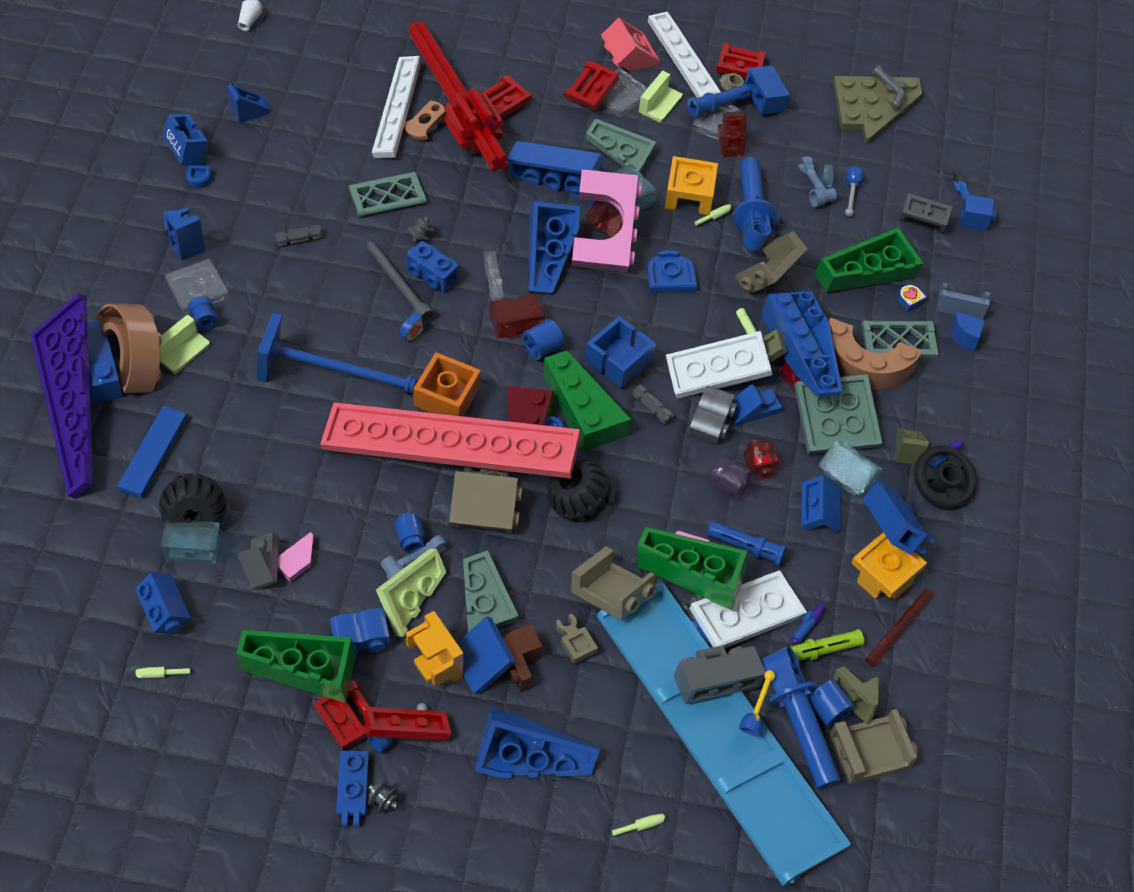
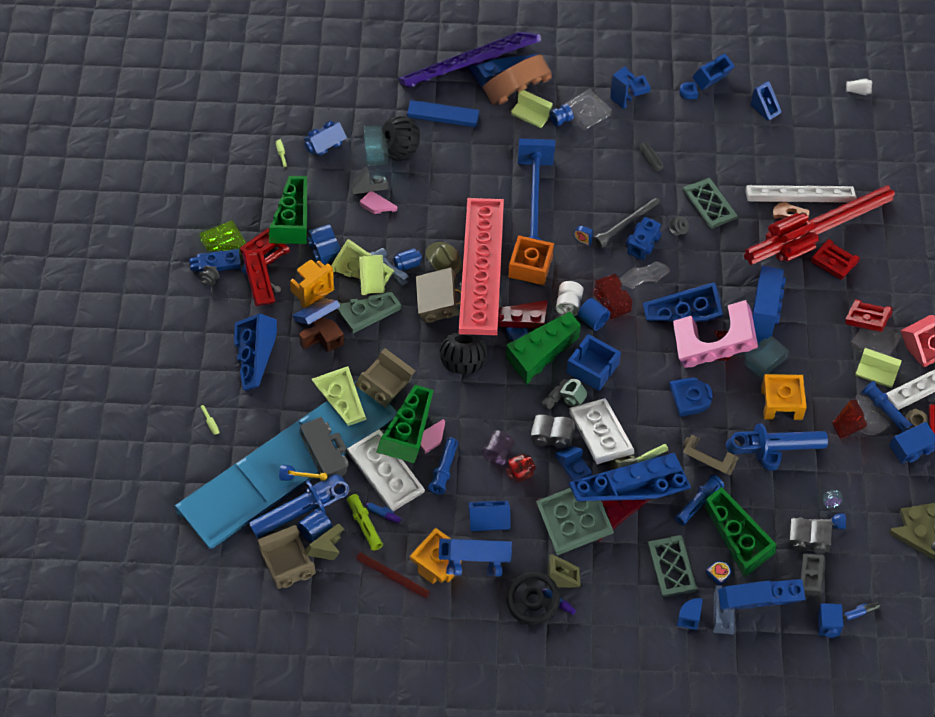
camera: 85 degrees right, 0 degrees up
(309, 771) = (222, 237): none -> clear neon green wing
(409, 492) = (443, 256): none -> olive piece
(435, 573) = (372, 274): none -> yellowish green panel
(514, 360) = (569, 298): none -> white wheel
(576, 641) = (339, 363): dark tan plate -> none
(621, 144) = (812, 347): sand green wing -> none
(632, 639) = (341, 394): none -> yellowish green wing
(658, 382) = (573, 392): none -> sand green plate
(719, 212) = (768, 425): yellowish green piece -> none
(810, 283) = (711, 486): none -> blue pin
(819, 195) = (811, 498): sand blue brick -> none
(849, 467) = (524, 526): clear light blue brick -> none
(872, 205) = (810, 535): none -> flat silver brick
(883, 369) = (633, 522): nougat brick -> none
(958, 256) = (761, 594): none -> blue brick

